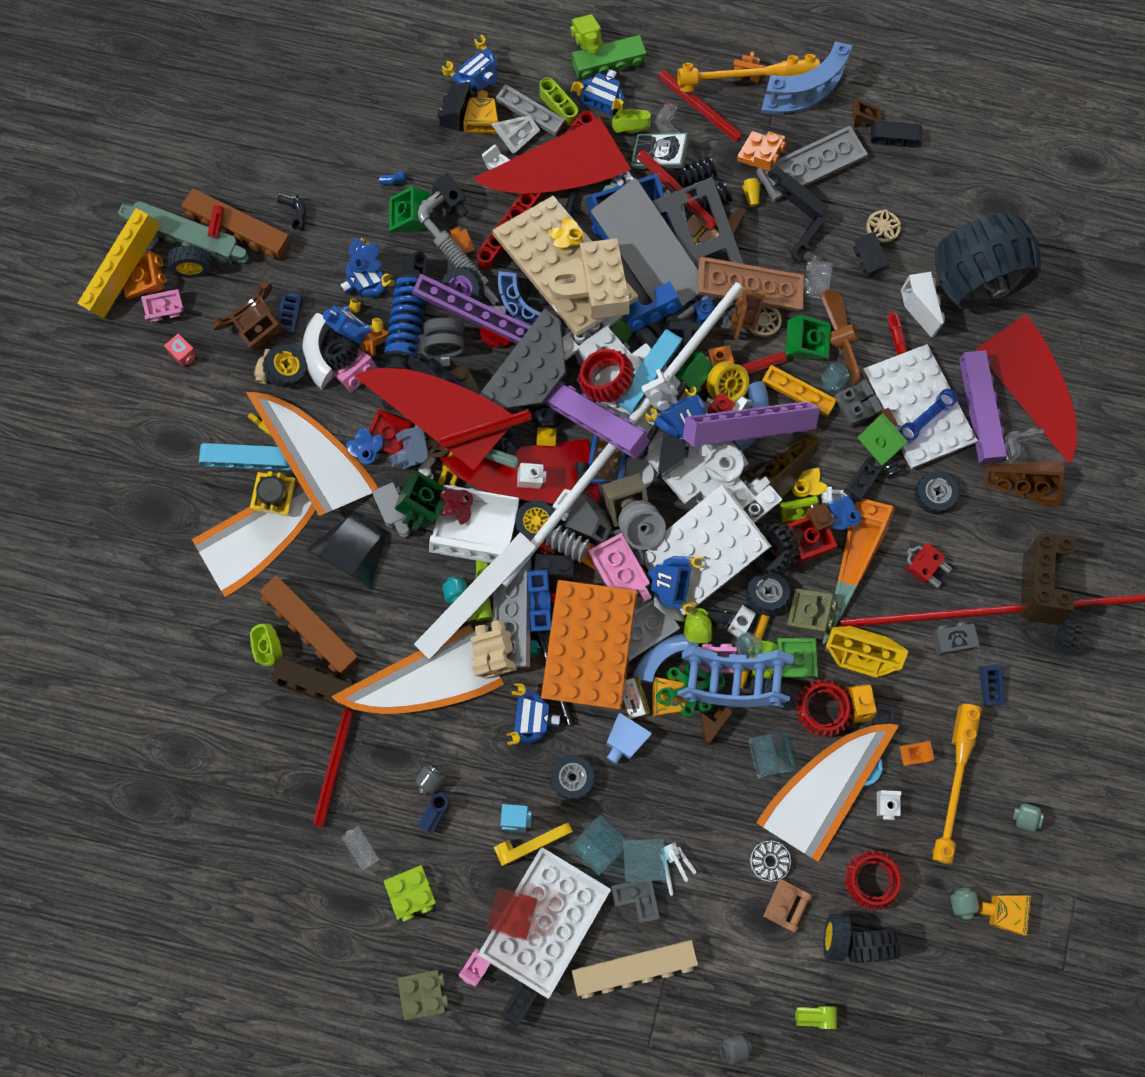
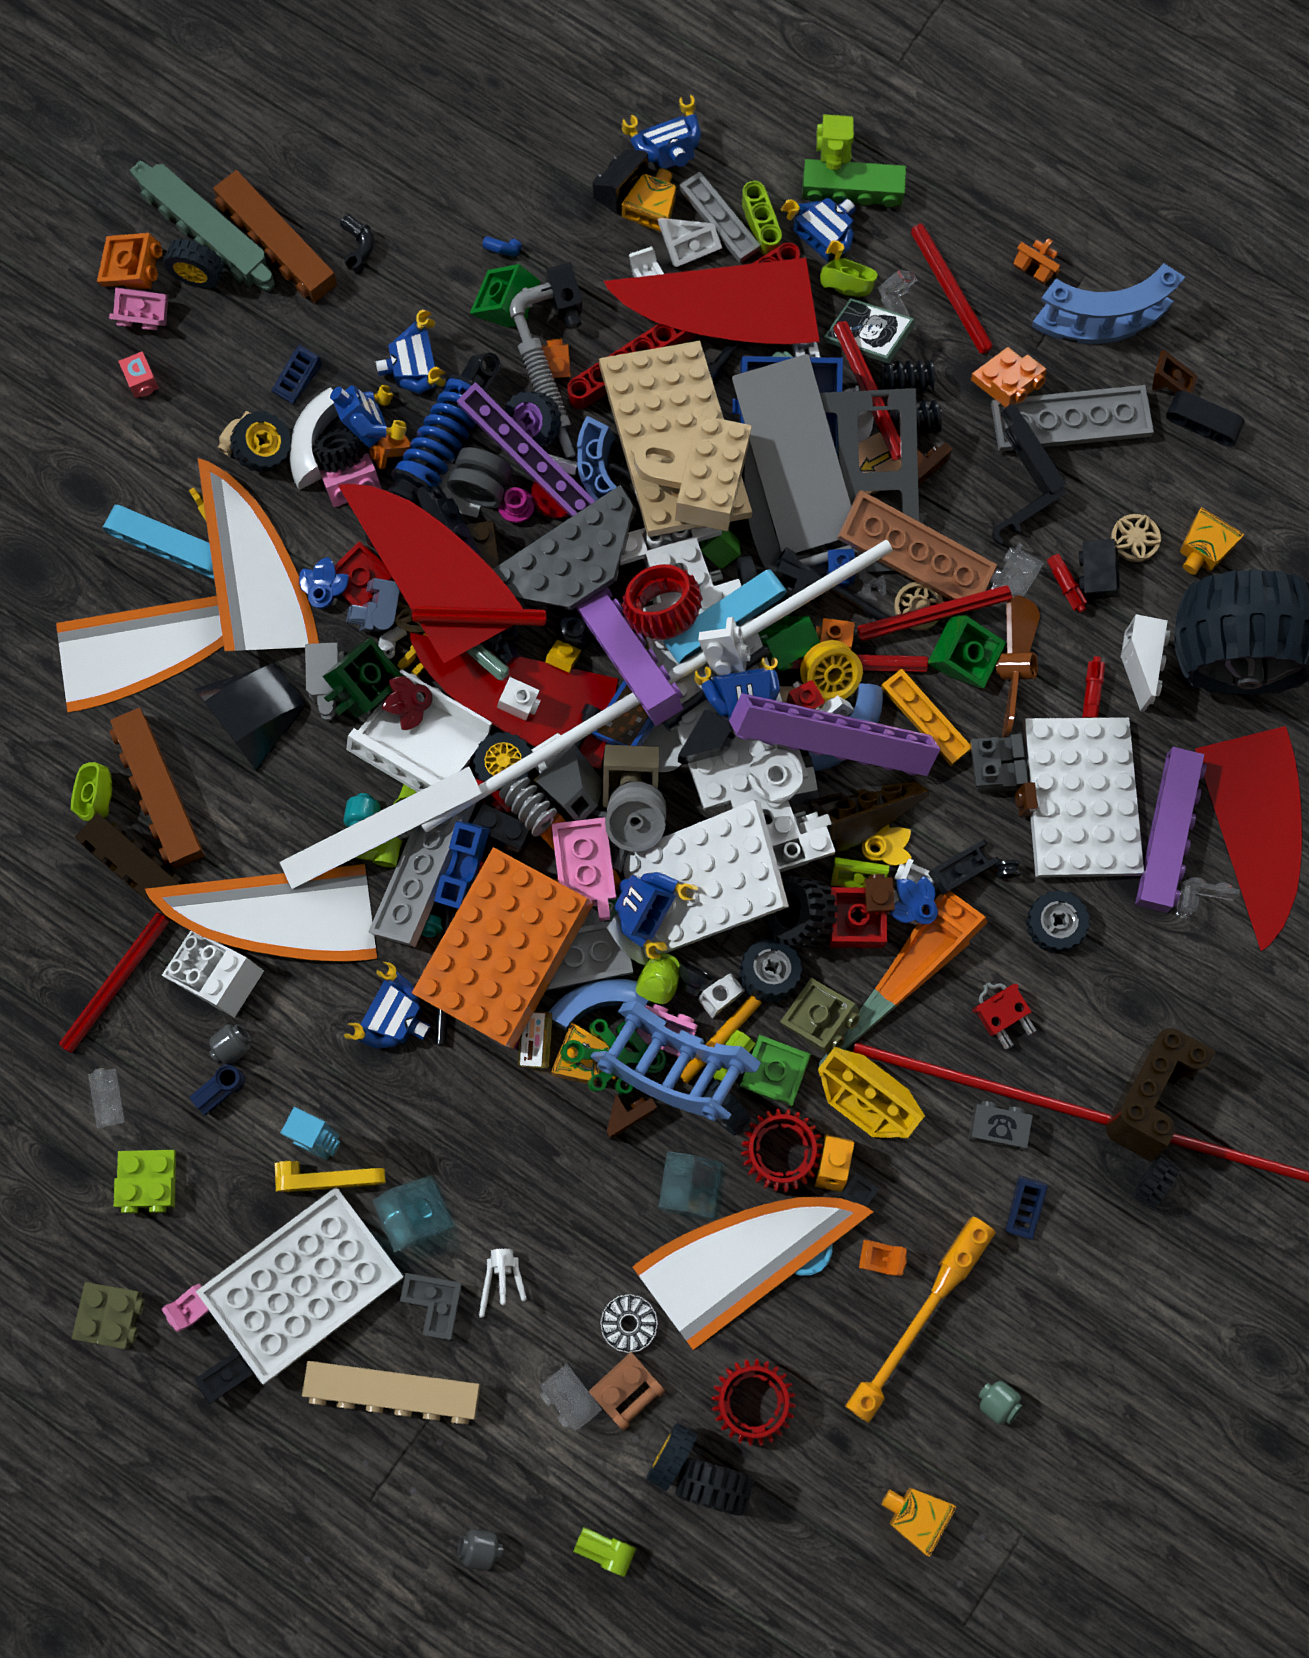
camera: 25 degrees right, 0 degrees up
(119, 263) = (104, 235): yellow brick -> none
(215, 221) = (247, 223): red piece -> none
(254, 320) = (246, 369): reddish brown piece -> none
(273, 493) = (180, 601): piece -> none
(366, 254) = (422, 334): blue plate -> none
(398, 735) = (213, 973): none -> white slope
(474, 348) = (516, 505): none -> dark pink piece
(491, 650) = (373, 906): tan hips -> none
(511, 914) = (256, 1255): clear red piece -> none
(564, 235) = (687, 397): yellow plate -> none
(584, 777) = (397, 1113): black wheel -> none
(625, 738) = (503, 1089): light blue torso -> none
(644, 860) = (461, 1256): clear light blue plate -> none
(663, 305) = (786, 535): blue arch -> none
(690, 76) = (950, 245): light orange bar -> none
(747, 311) = (894, 585): dark orange bracket -> none
(749, 645) = (714, 1028): clear light blue head -> none
(752, 191) = (973, 428): yellow cone -> none
(752, 925) = (569, 1398): none -> clear bracket
(777, 321) = (934, 613): none -> red axle
(835, 376) = (982, 715): clear light blue head -> none
(855, 273) = (1067, 583): none -> red piece
(882, 439) = (1010, 823): bright green plate -> none
(883, 798) = (817, 1299): white brick -> none
(929, 414) = (1085, 813): clear blue piece -> none
(930, 212) = (1208, 542): none -> light orange torso
(964, 903) = (865, 1481): sand green head -> none
(1033, 480) = (1198, 954): reddish brown wedge -> none

